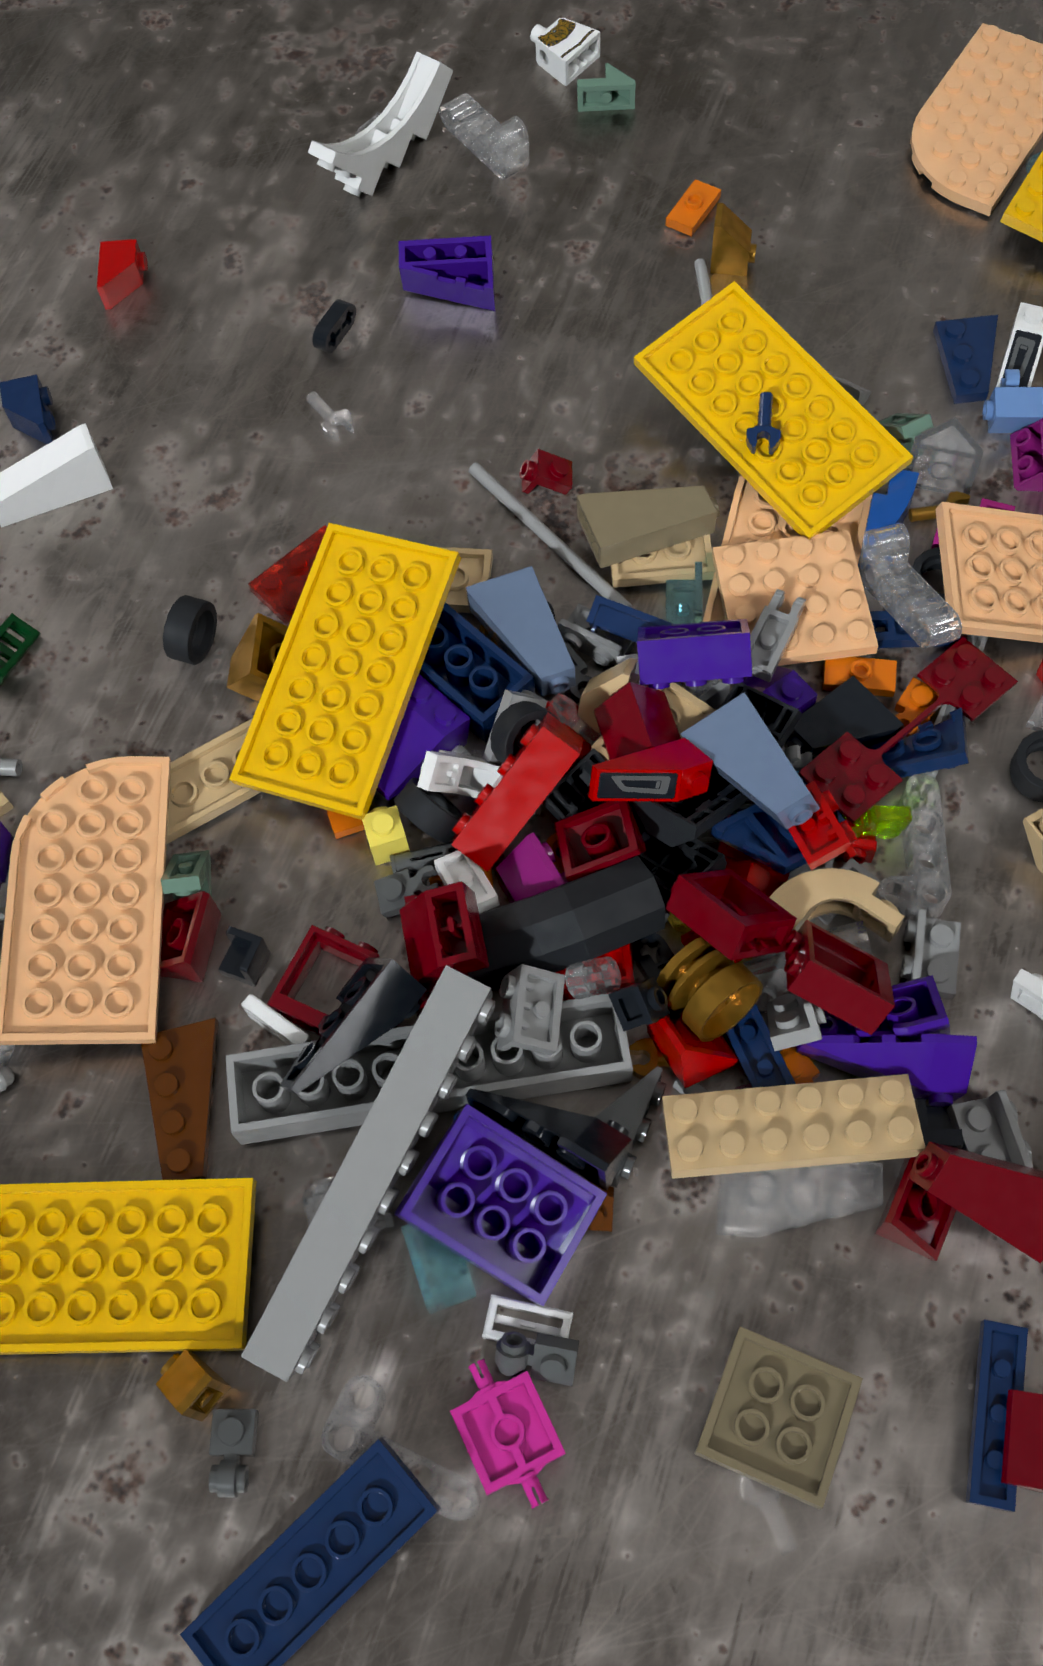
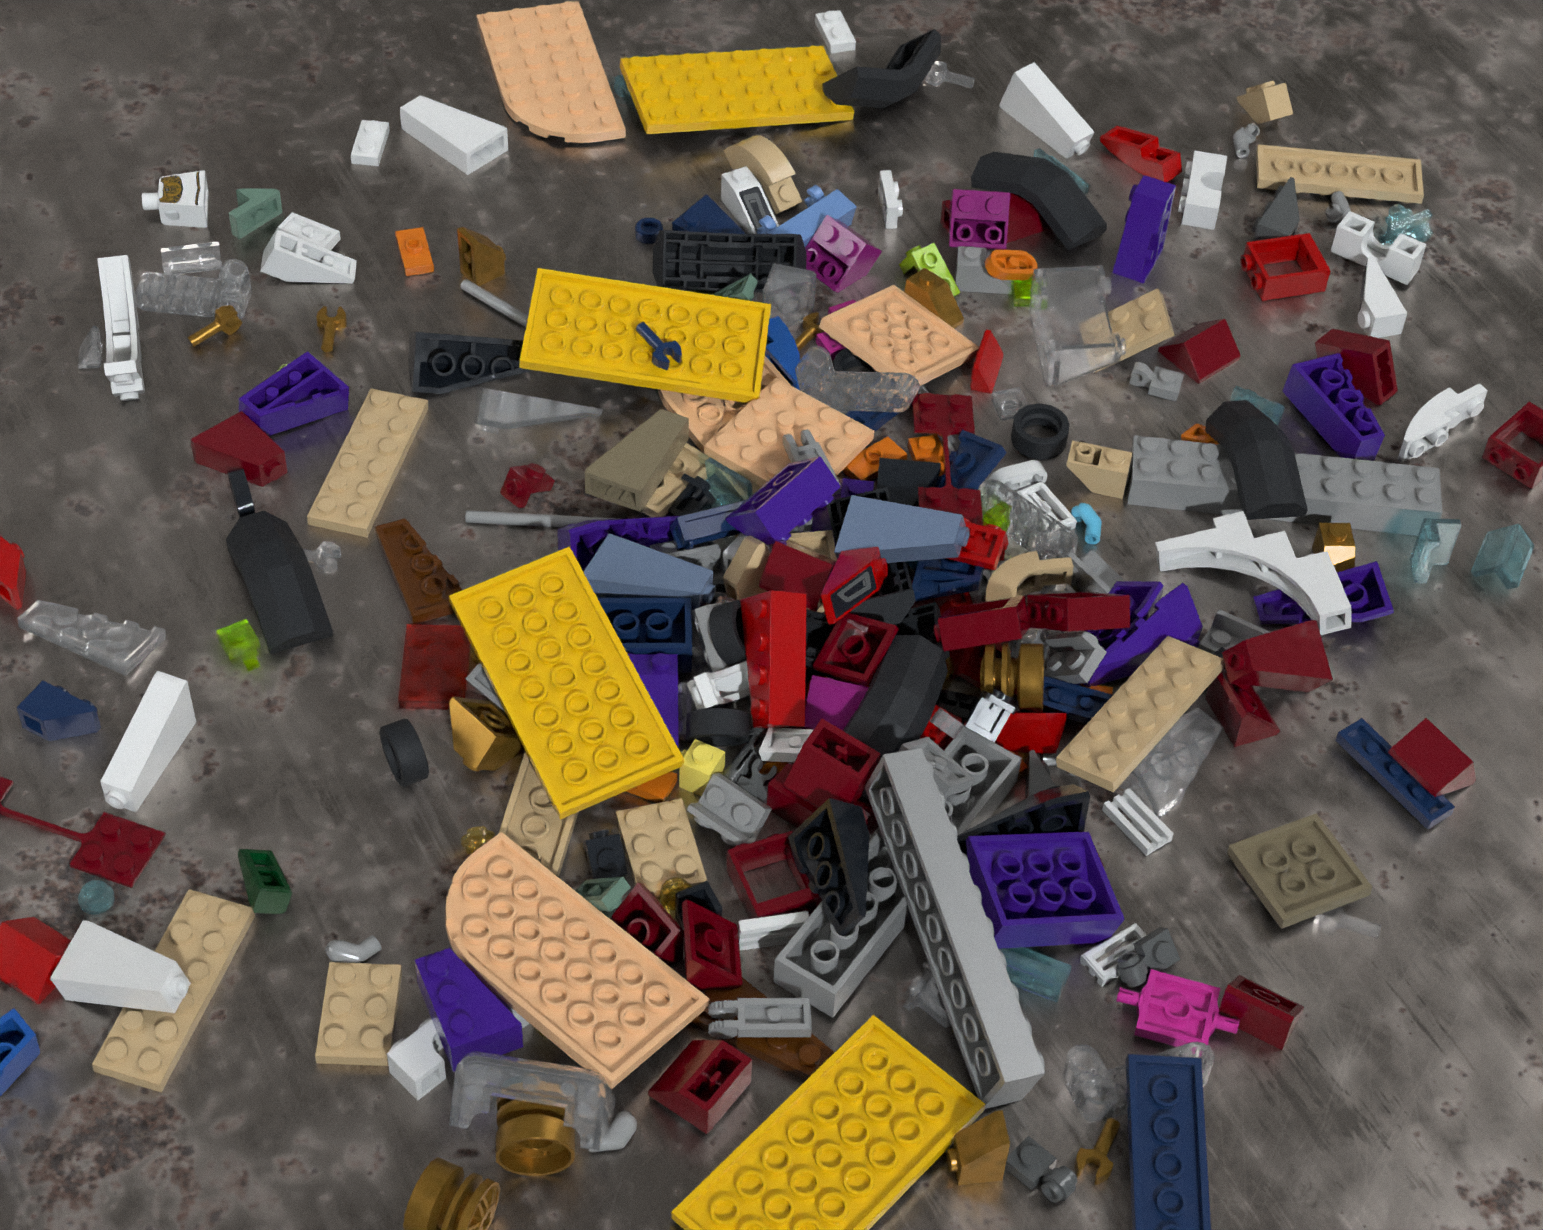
camera: 55 degrees left, 15 degrees down
(76, 1104) = (703, 1082): none -> dark red slope
(119, 367) = (92, 636): none -> clear wing
(168, 747) = (476, 838): none -> clear yellow plate
(172, 1098) = (761, 1018): none -> light grey hinge
(200, 995) = (710, 949): none -> dark red slope
(203, 447) = (241, 642): none -> clear neon green plate
(237, 842) = (605, 855): none -> black bracket
(249, 921) = (669, 889): none -> clear yellow plate
(272, 414) = (278, 581): none -> black piece
(287, 876) = (660, 844): none -> tan plate
(296, 1485) = (1098, 1154): none -> pearl gold bar
(361, 892) = (730, 811): none -> light grey bracket
(373, 288) = (238, 445): none -> dark red slope
(382, 486) = (417, 572): none -> reddish brown wing
(456, 366) = (368, 463): none -> tan plate
(476, 172) = (225, 320): none -> pearl gold bar
(518, 102) = (191, 258): none -> clear plate
(557, 576) = (588, 535): none -> dark purple wedge
(560, 228) = (330, 325): none -> pearl gold bar
(587, 1508) = (1260, 1011): none -> dark red slope
(594, 160) = (303, 261): none -> white slope
(604, 397) = (511, 410): none -> clear wedge
(606, 322) = (457, 361): none -> black wedge
(626, 138) = (310, 231): none -> white plate
(654, 591) = (694, 498): none -> black bracket
(697, 1185) = (1141, 818): none -> white tile
(766, 89) = (370, 142): none -> white plate
(840, 122) = (454, 134): none -> white slope
(910, 316) = (647, 230): none -> dark blue tile
(926, 381) = (718, 259): none -> black piece
(961, 873) = (1051, 501): none -> white tile
(971, 796) = (1021, 475): none -> white beam
(997, 892) = (1086, 513): none -> medium azure arm

